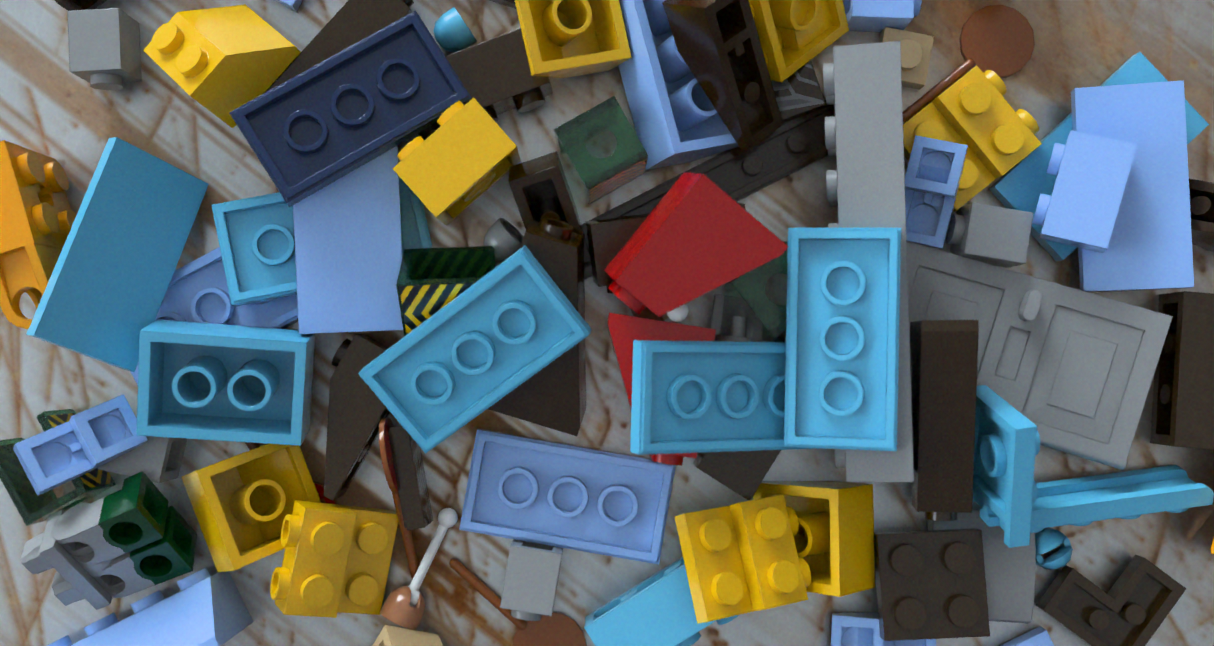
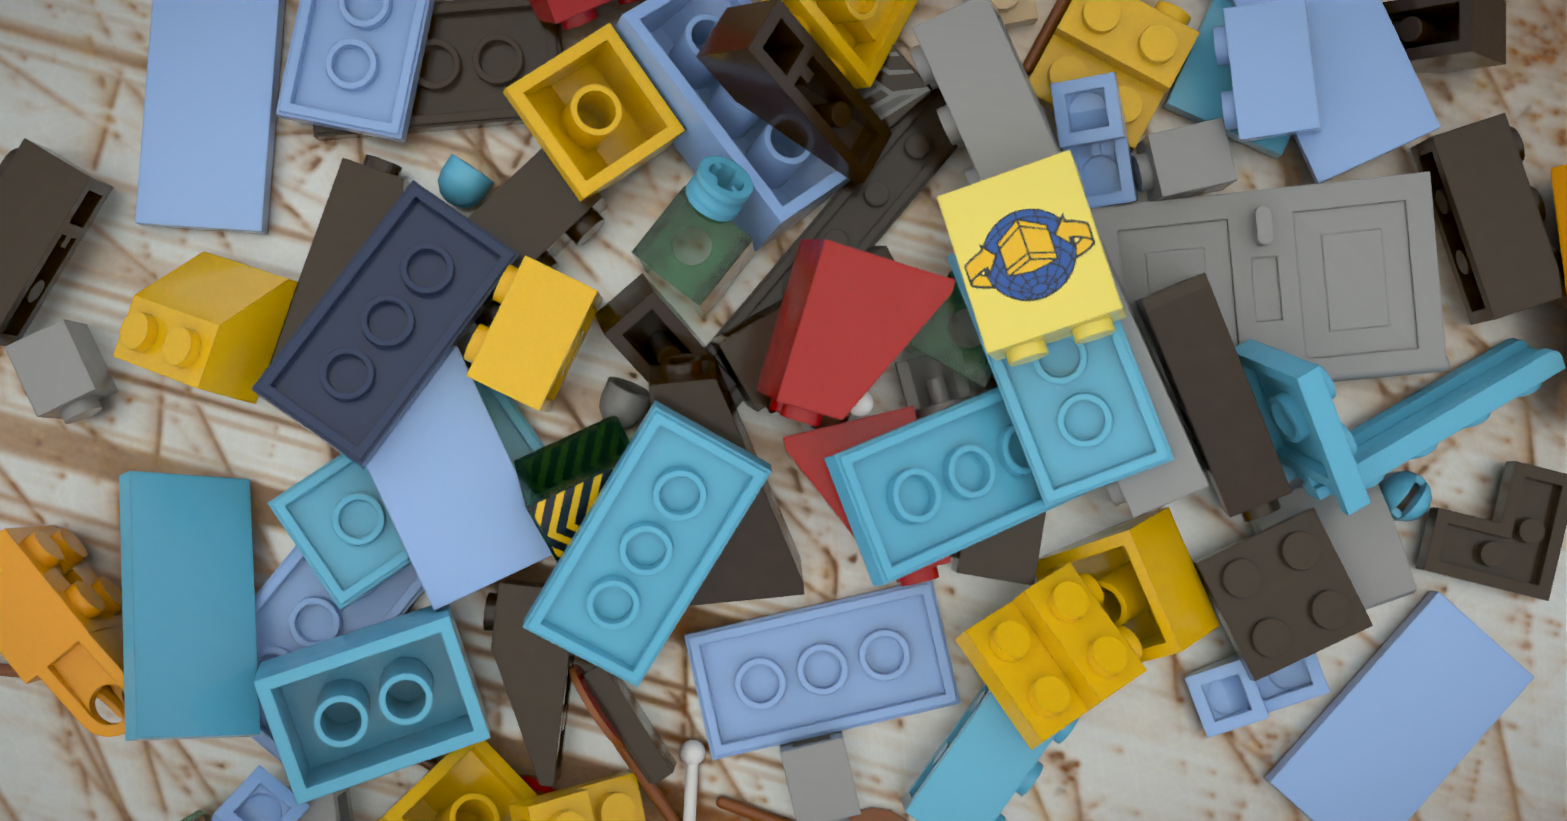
camera: 25 degrees left, 0 degrees up
(638, 108) = (719, 188): none -> medium azure bush
(853, 255) = (1032, 259): none -> light yellow panel

